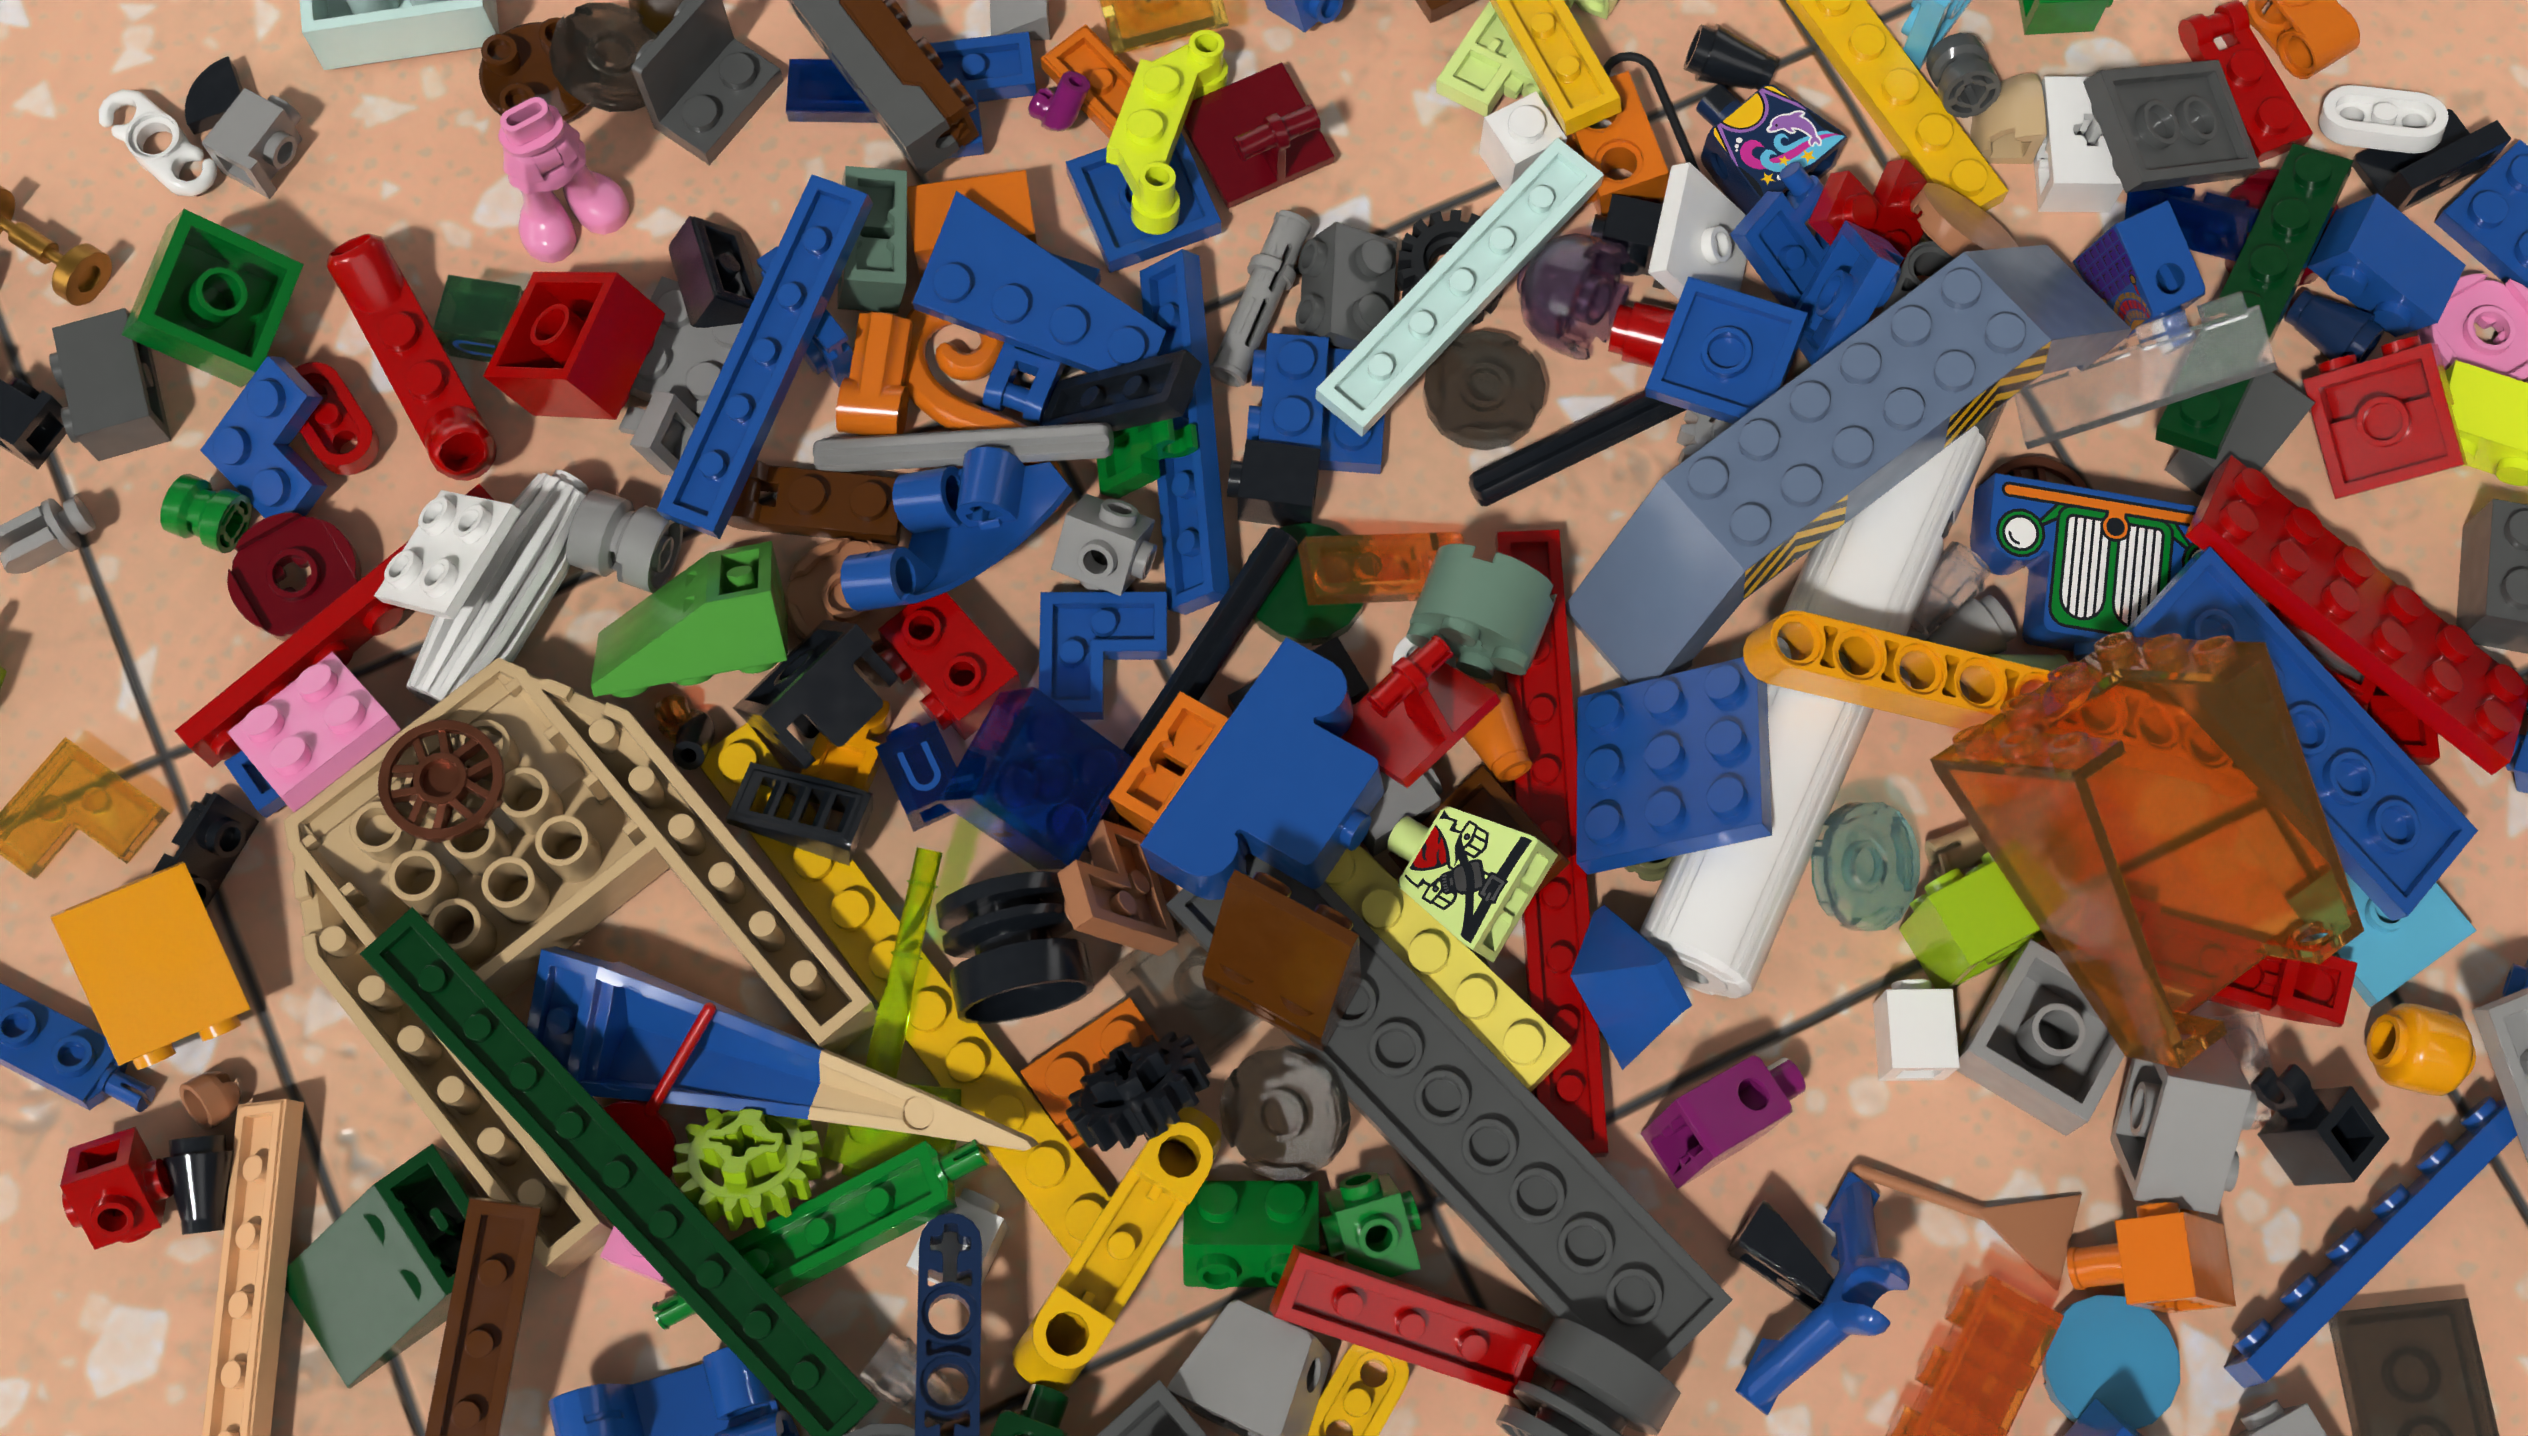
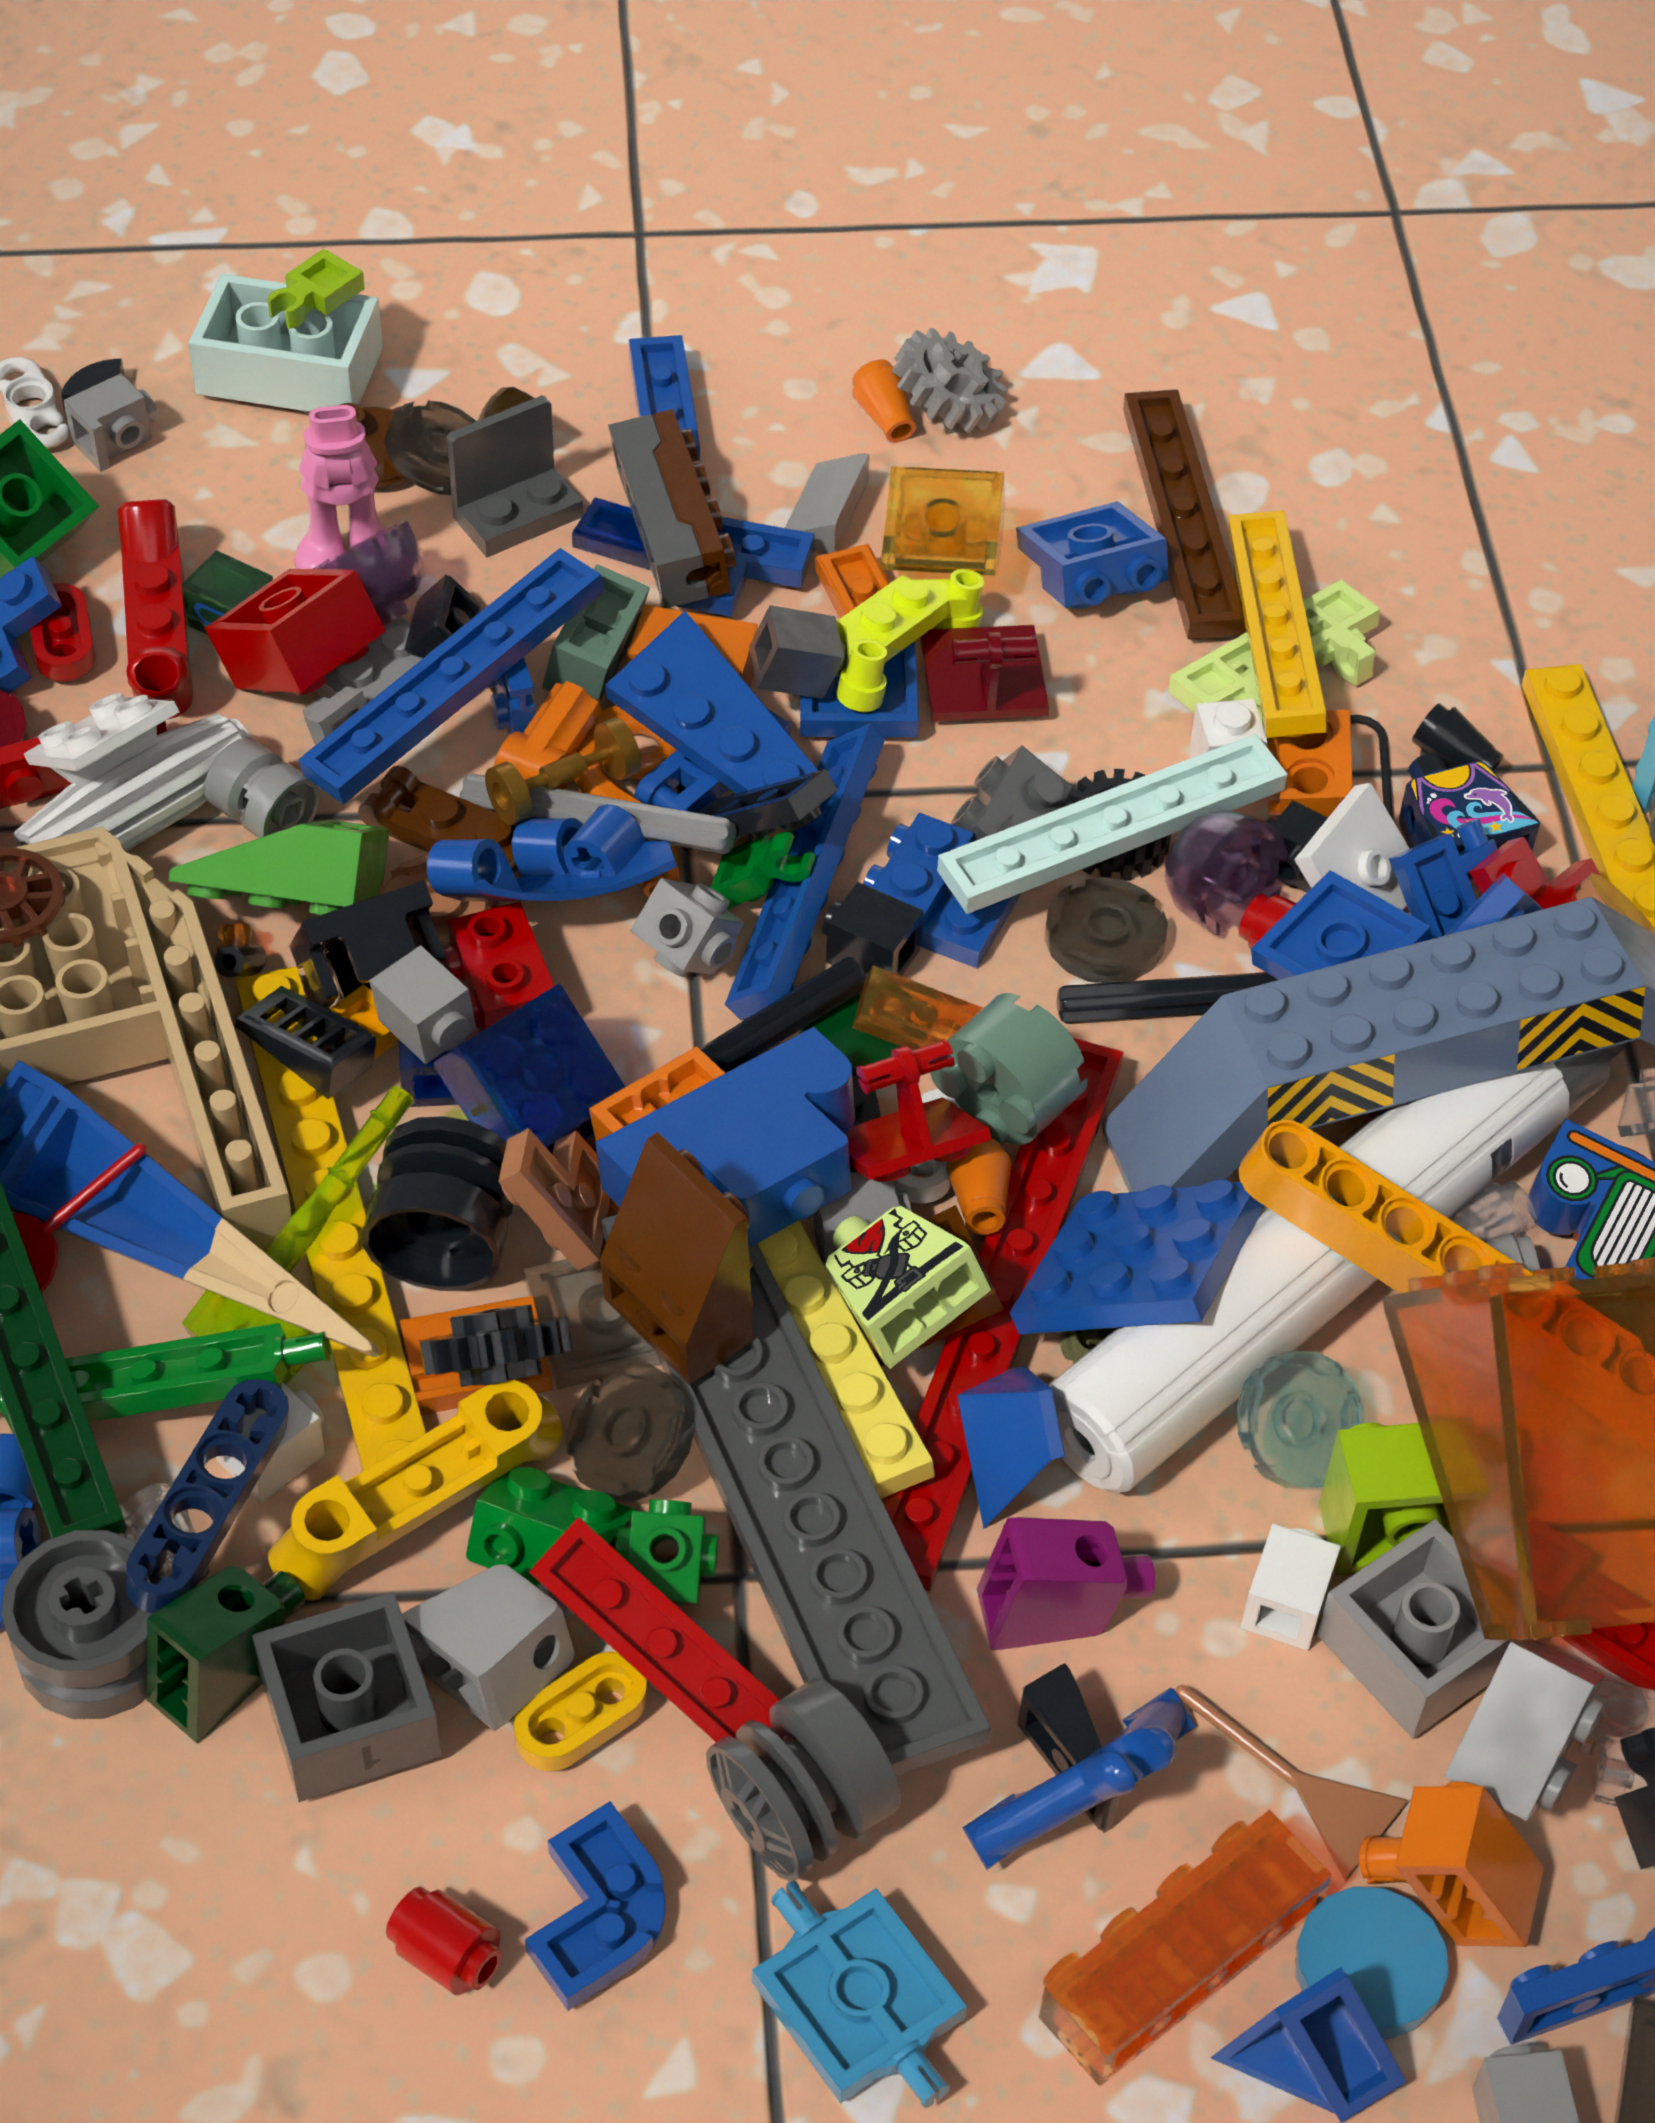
camera: 20 degrees right, 20 degrees down
(620, 234) = (388, 567): none -> clear purple cylinder
(752, 1163) = (112, 1298): lime gear -> none
(908, 748) = (423, 1005): none -> light grey brick
(951, 370) = (614, 747): none -> pearl gold wheel
(1060, 108) = (820, 590): magenta arm -> none
(1082, 196) = (797, 652): none -> flat silver brick
(1093, 627) = (643, 993): blue plate -> none
(1269, 276) = (969, 755): light grey pin -> none

